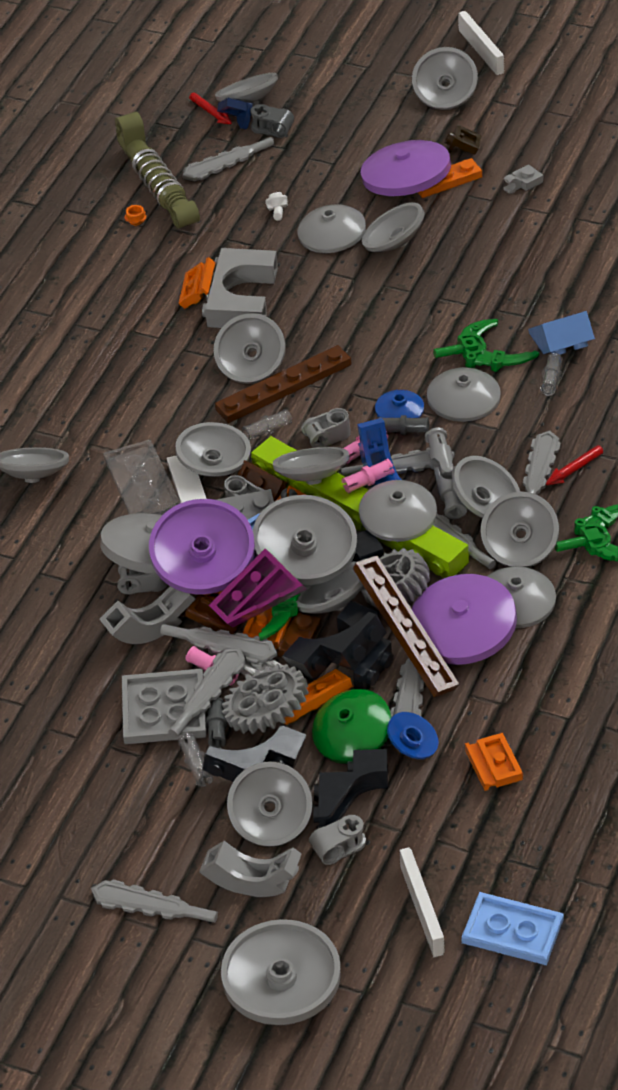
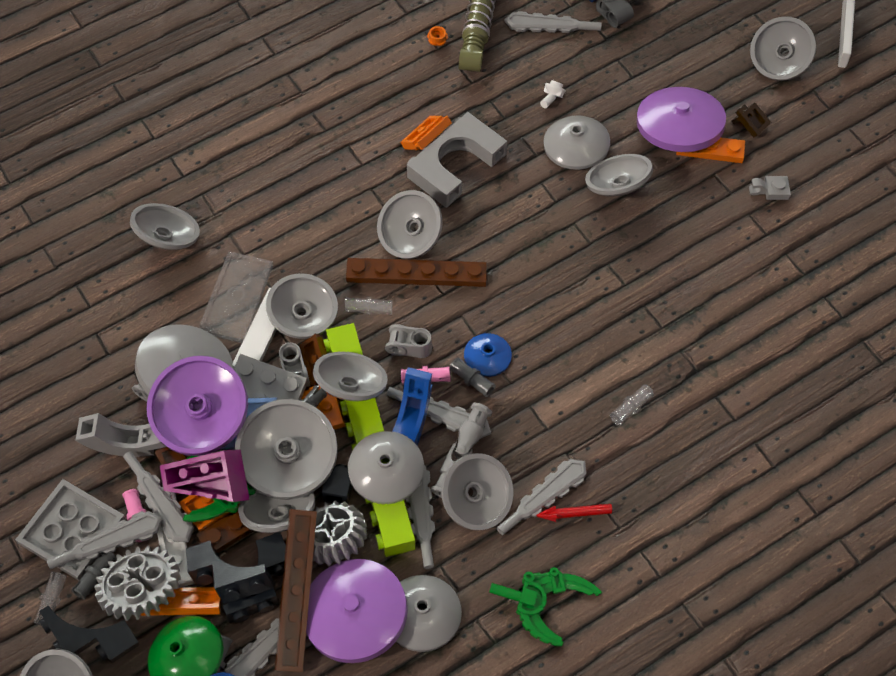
camera: 30 degrees right, 15 degrees up
(367, 475) = (389, 417): bright pink pin -> none
(463, 394) = (548, 387): light grey dish -> none
(474, 348) = (592, 335): green bar -> none
(519, 513) = (454, 550): light grey dish -> none
(563, 333) = (673, 369): medium blue slope -> none

